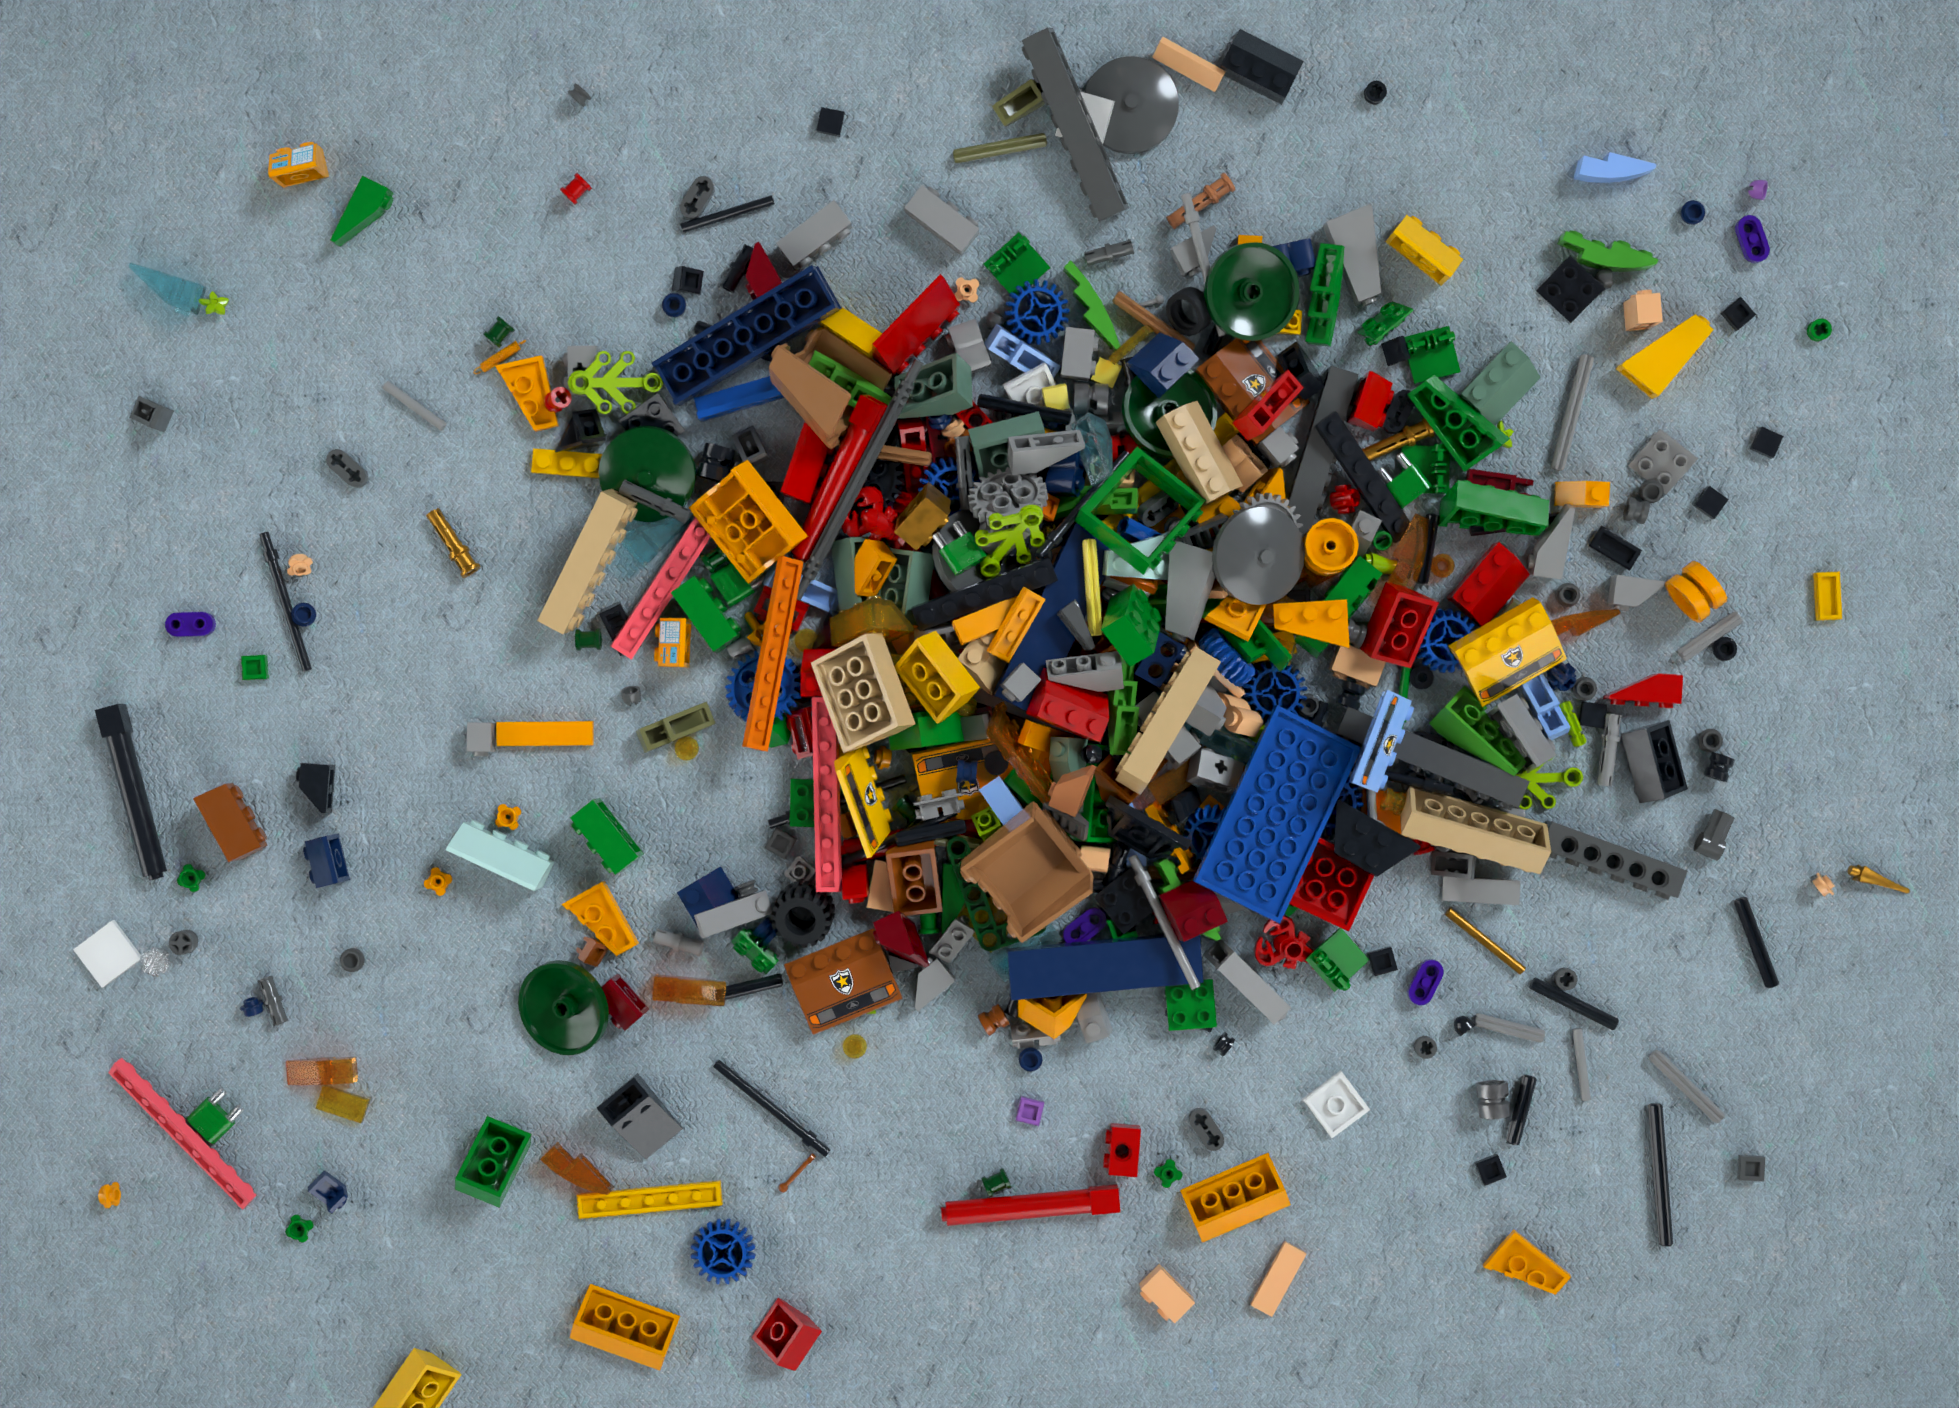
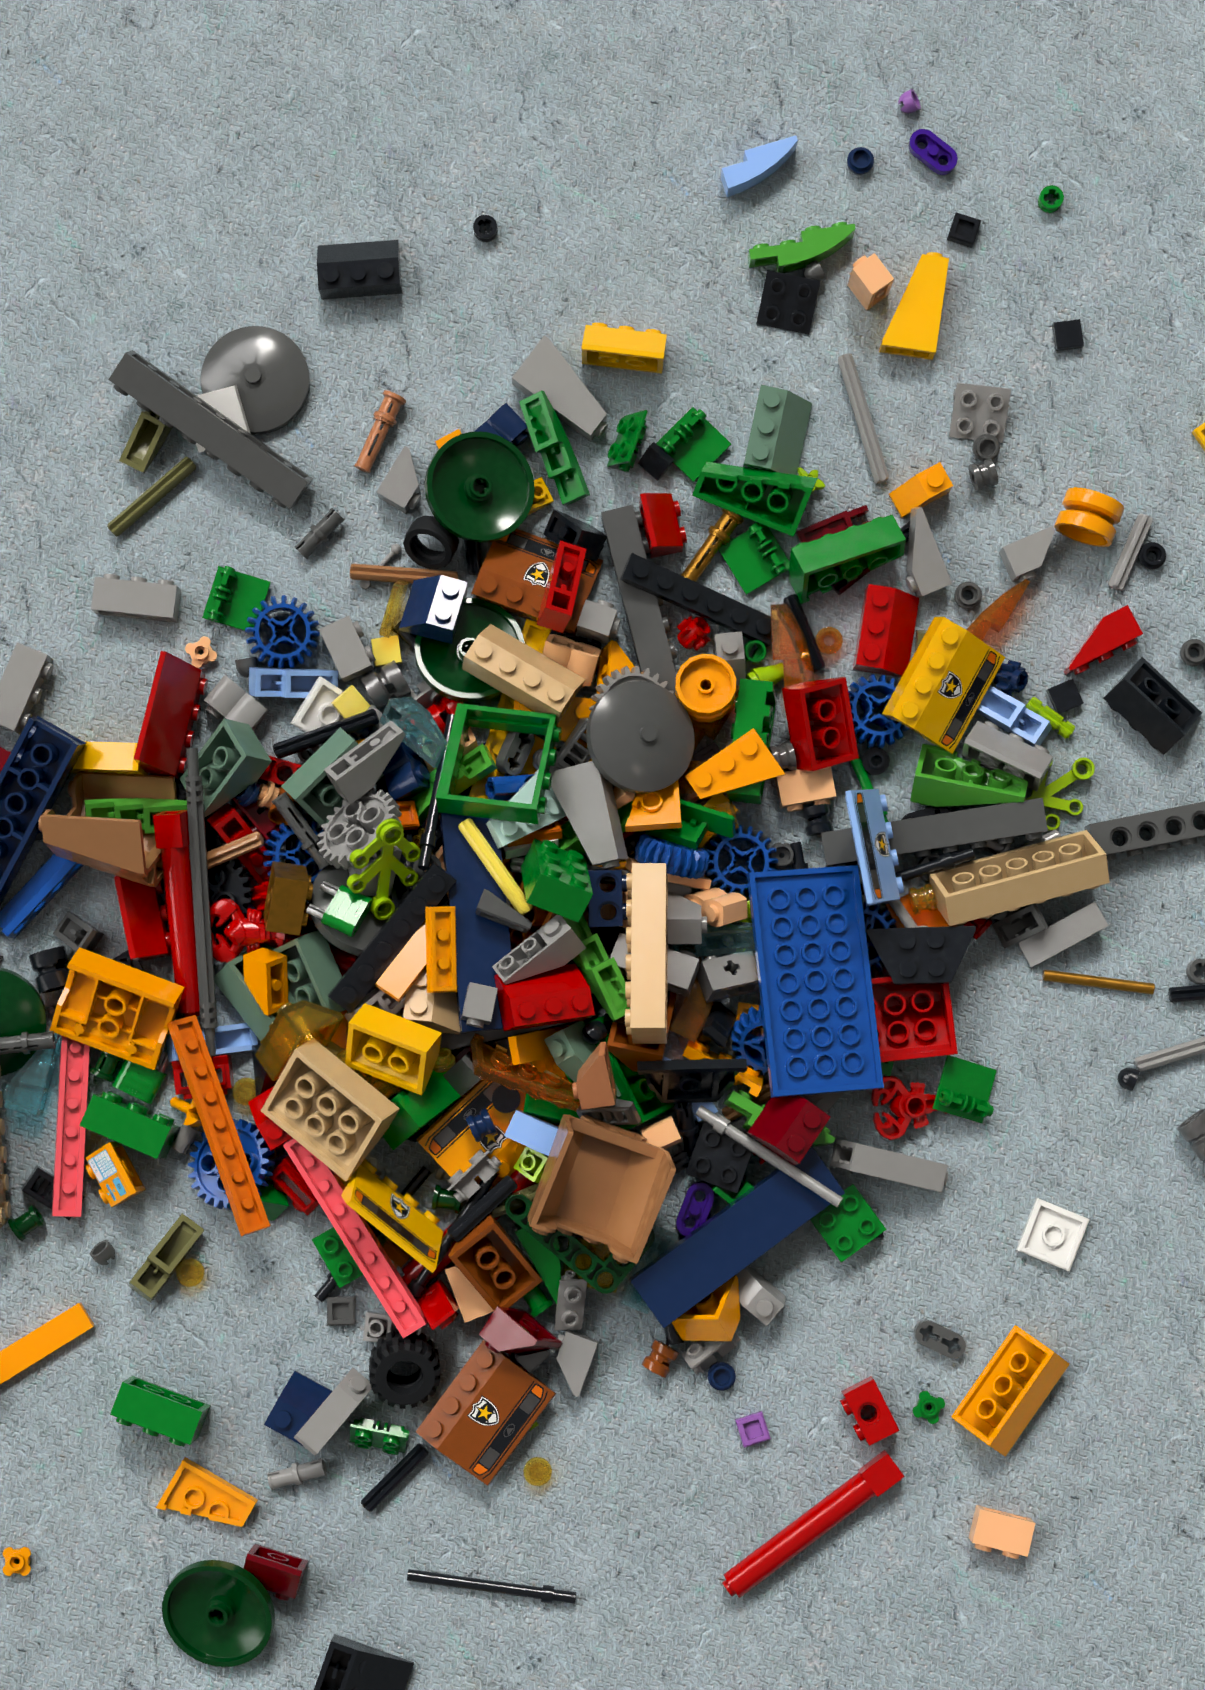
camera: 35 degrees left, 5 degrees down
(500, 855) = (64, 1495): light aqua slope -> none
(503, 821) = (42, 1451): light orange plate -> none
(592, 952) = (215, 1538): dark orange tile -> none
(689, 990) = (335, 1517): clear orange slope -> none
(746, 888) = (333, 1377): dark grey bush -> none
(765, 931) = (378, 1410): dark blue wheel -> none
(783, 1187) = (551, 1661): dark orange hinge -> none
(882, 757) = (392, 1162): light orange plate -> none
(996, 1182) = (762, 1522): dark green bush -> none
(1096, 315) = (342, 600): bright green slope -> none
(1188, 64) = (288, 307): light nougat tile -> none
(1192, 218) = (379, 452): light grey bar -> none
(1223, 1044) = (904, 1242): black bush -> none
(1278, 1278) = (1103, 1446): light nougat tile -> none
(1382, 961) = (1010, 1063): black tile -> none
(1393, 409) = (688, 518): black beam -> none
(1406, 485) = (746, 581): green piece -> none
(1427, 982) = (1065, 1058): dark purple plate -> none
(1432, 1049) = (1097, 1126): dark grey bush -> none
(1591, 685) = (1049, 674): dark grey plate -> none
(1609, 747) = (1101, 720): light grey pin -> none
(1615, 548) = (985, 522): black tile -> none
(1710, 502) = (1050, 424): black tile -> none

